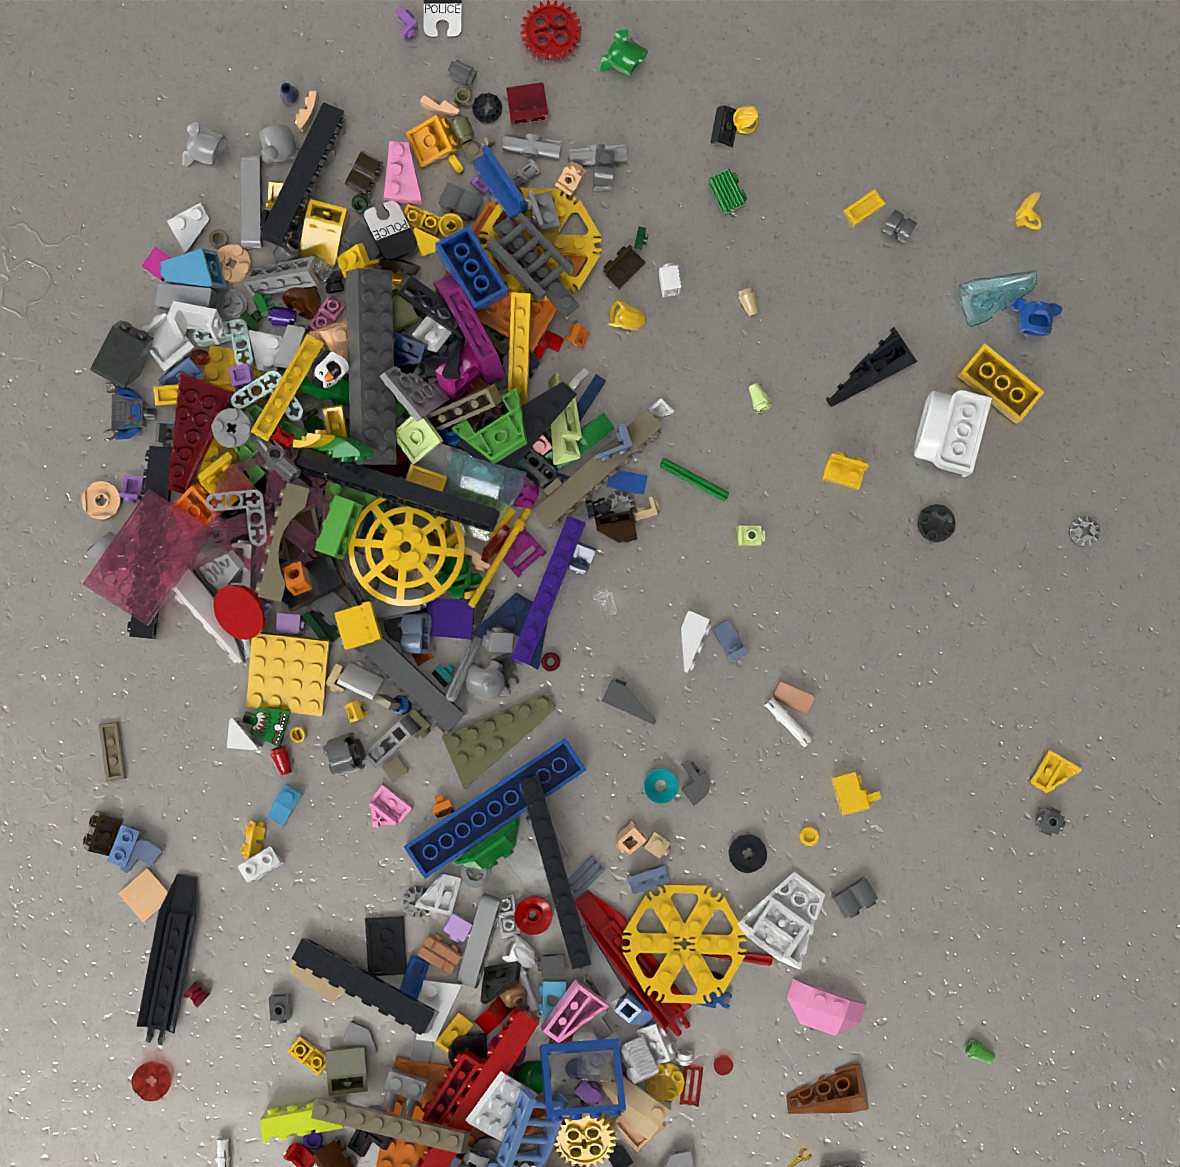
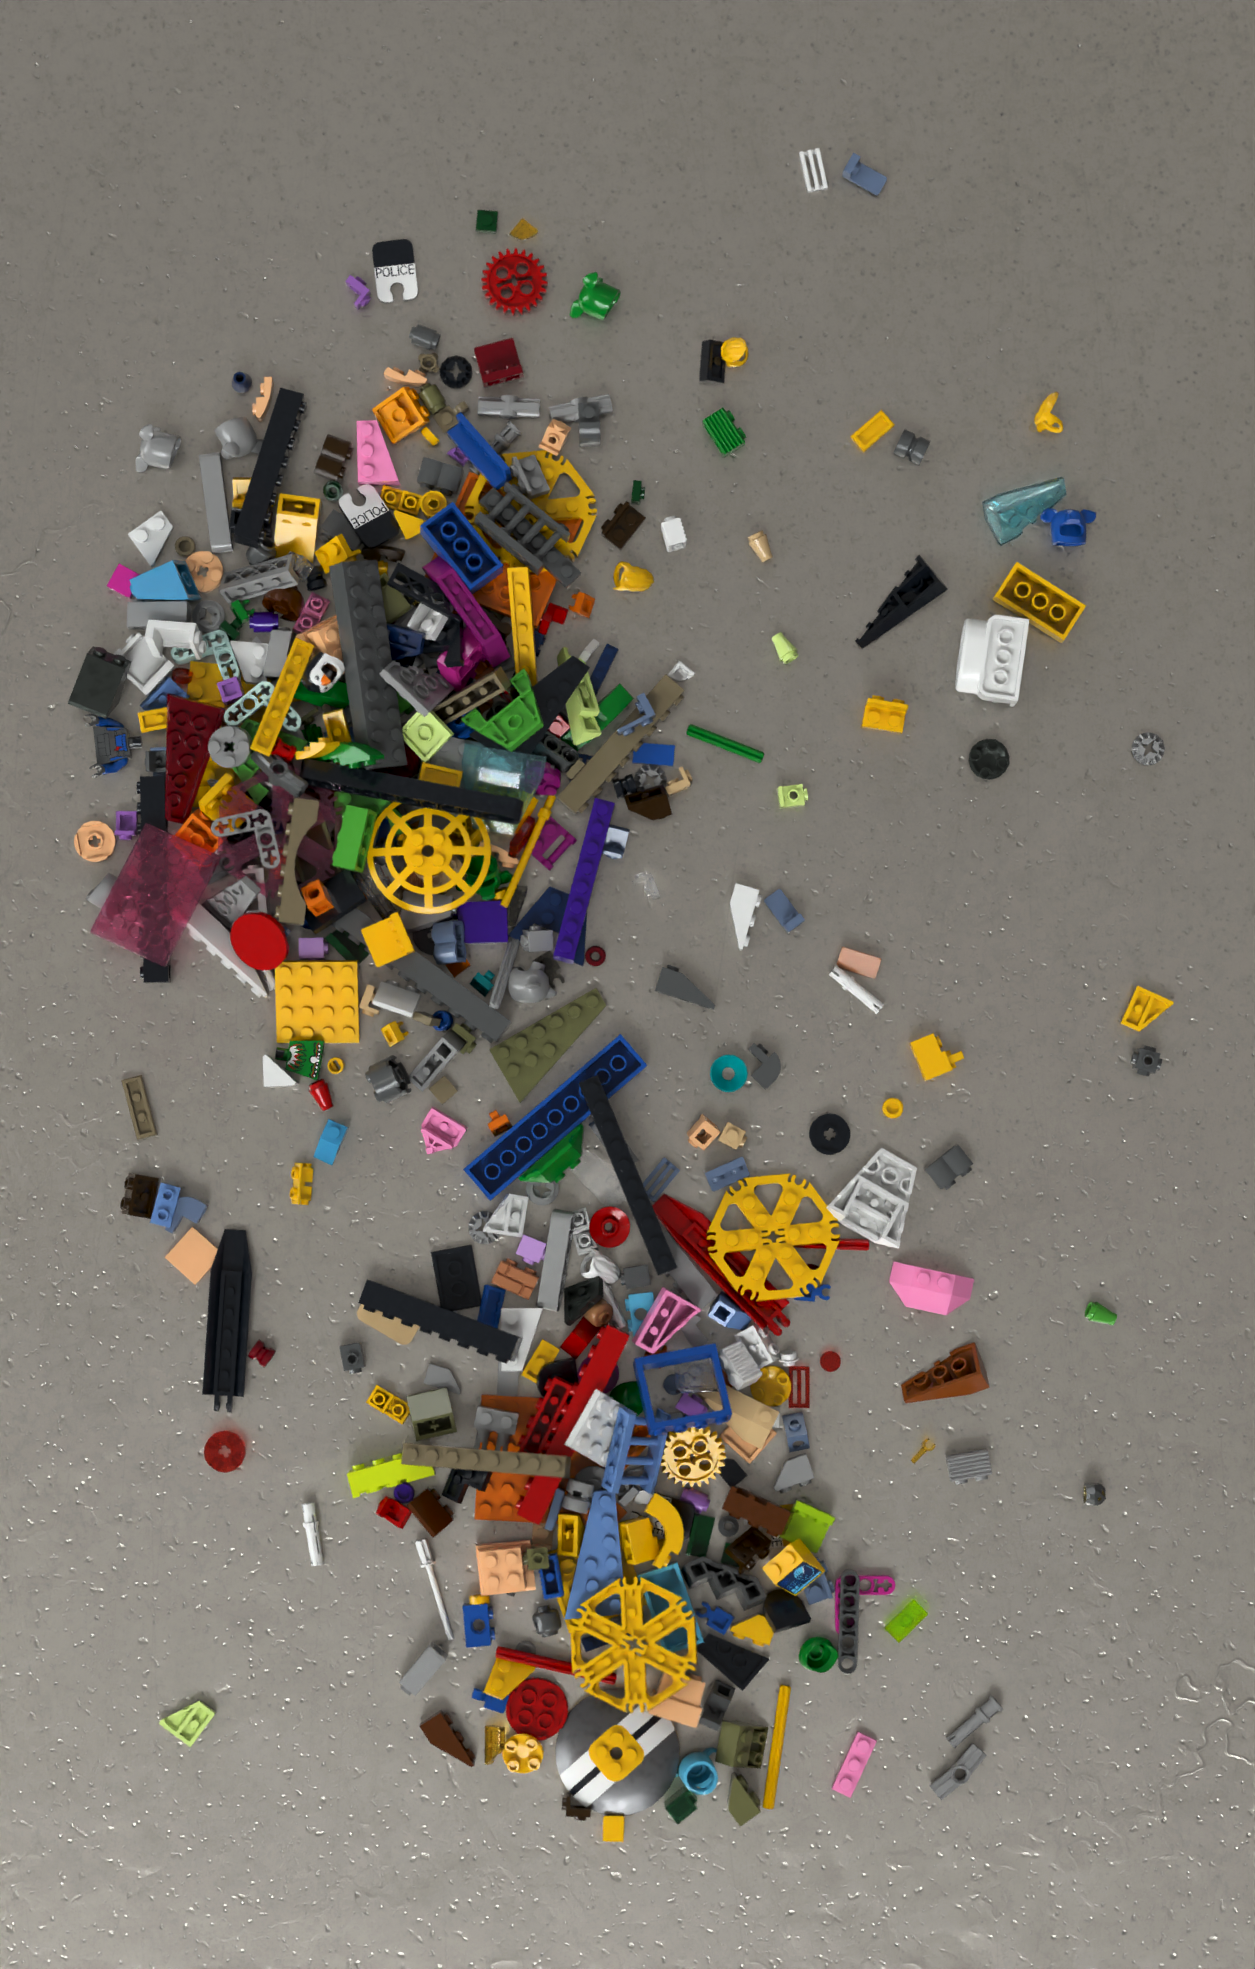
camera: 10 degrees left, 0 degrees up
(260, 865) = (313, 1208): white bracket -> none
(683, 1126) = (795, 1431): none -> sand blue bracket

